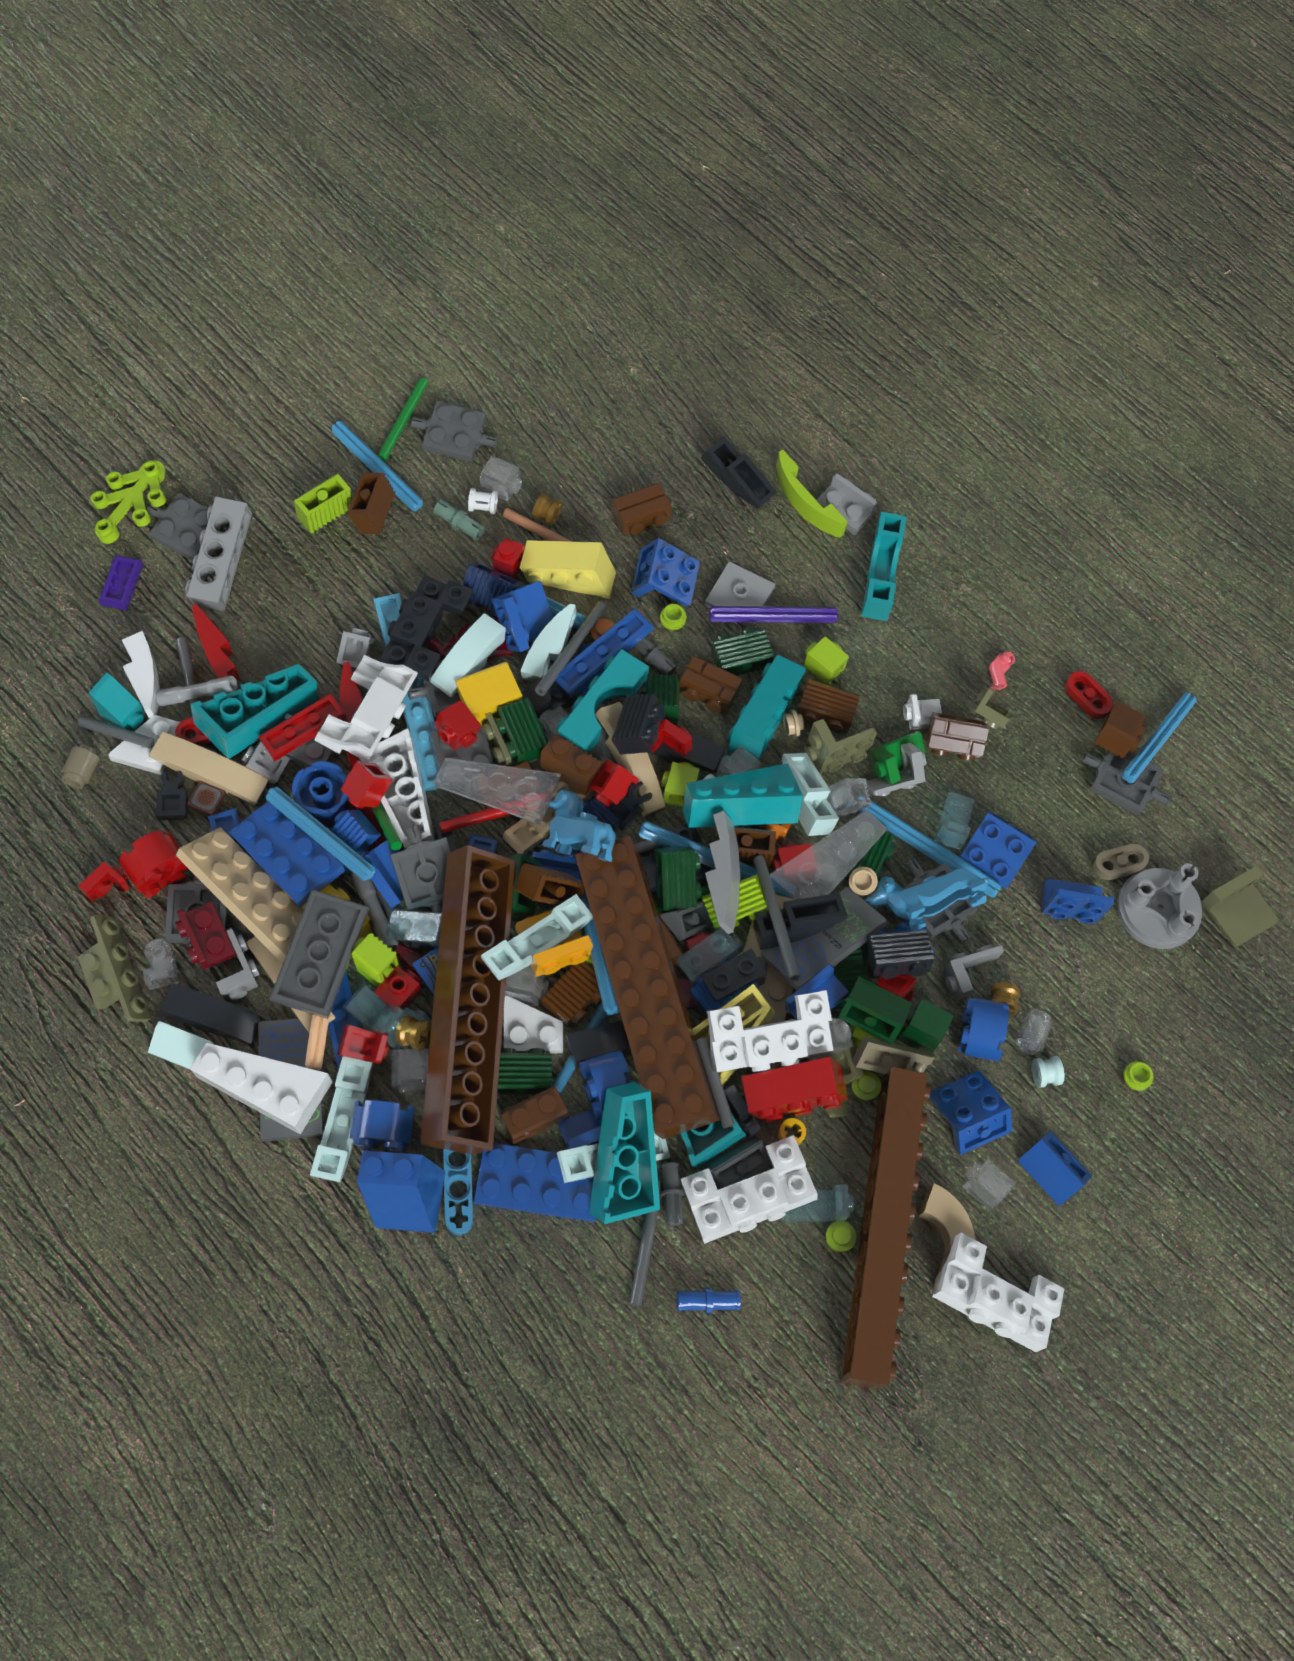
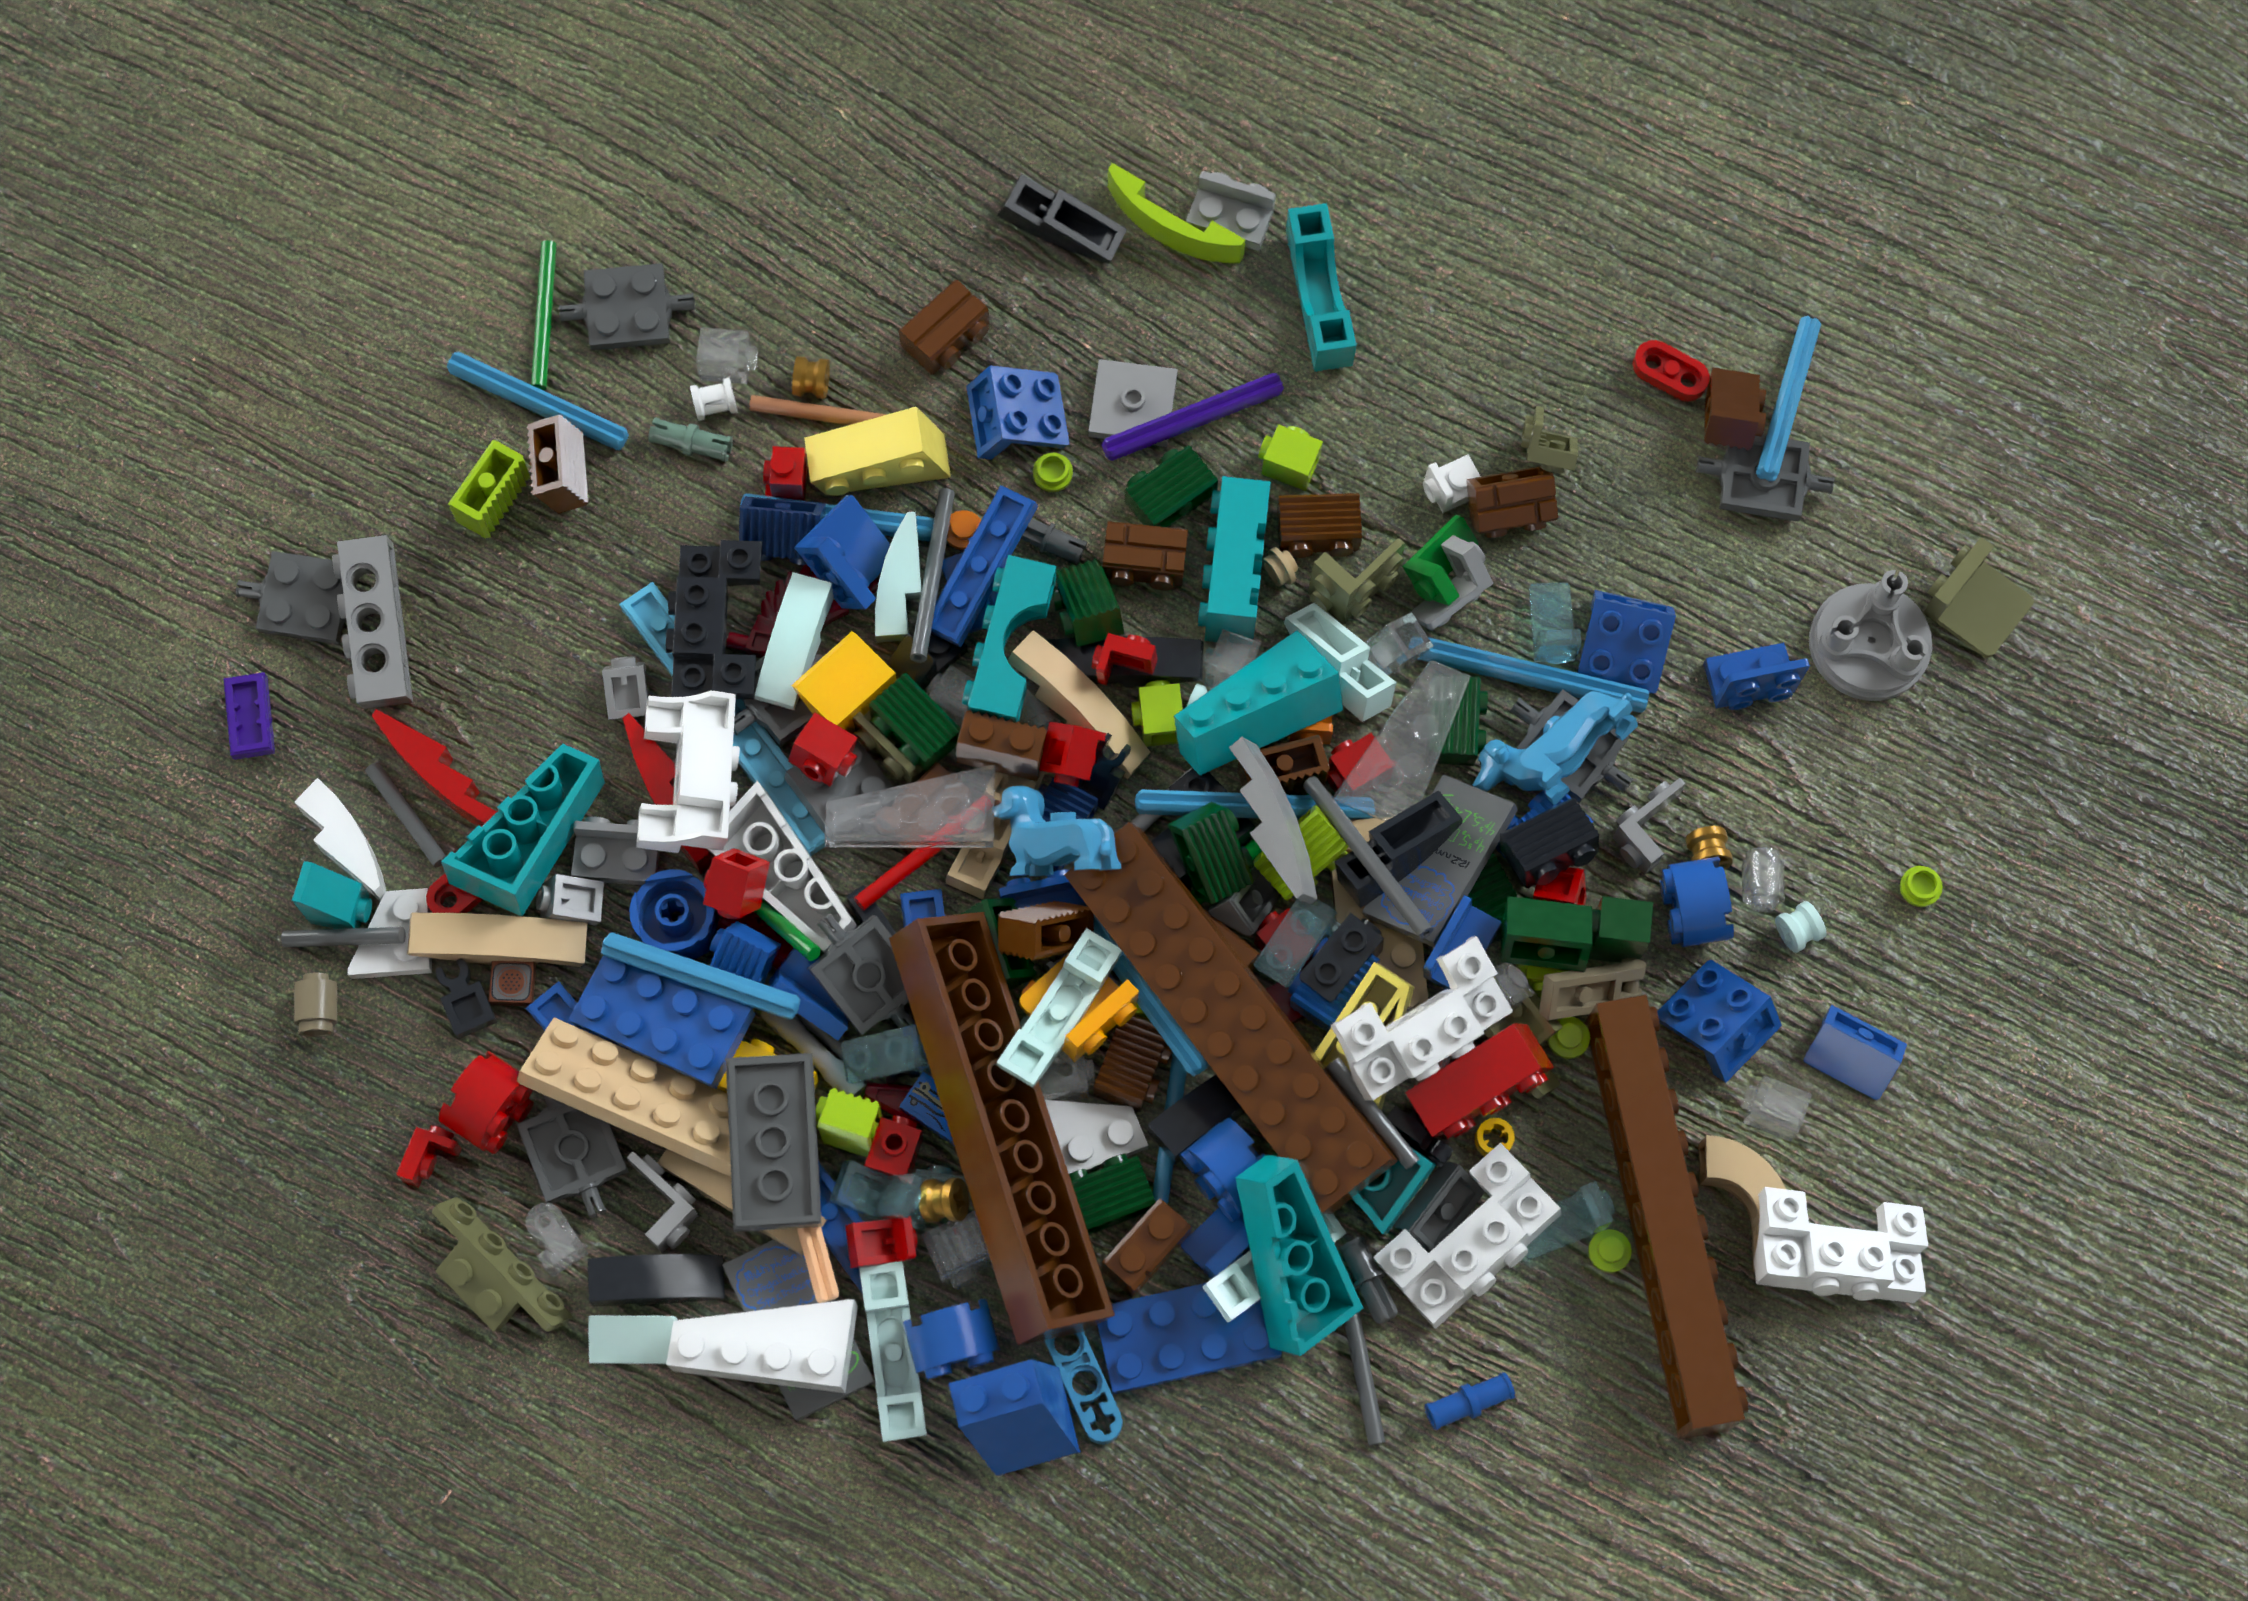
camera: 15 degrees left, 5 degrees up
(150, 474) = (203, 582): lime plant -> none
(181, 694) = (454, 824): light grey piece -> none
(206, 935) = (602, 1176): dark red bracket -> none
(300, 727) = (605, 833): red tile -> none
(638, 724) = (1076, 656): black brick -> none
(863, 881) = (1462, 759): tan plate -> none
(999, 667) = (1533, 375): coral arm -> none
(1118, 861) = (1794, 597): dark tan plate -> none

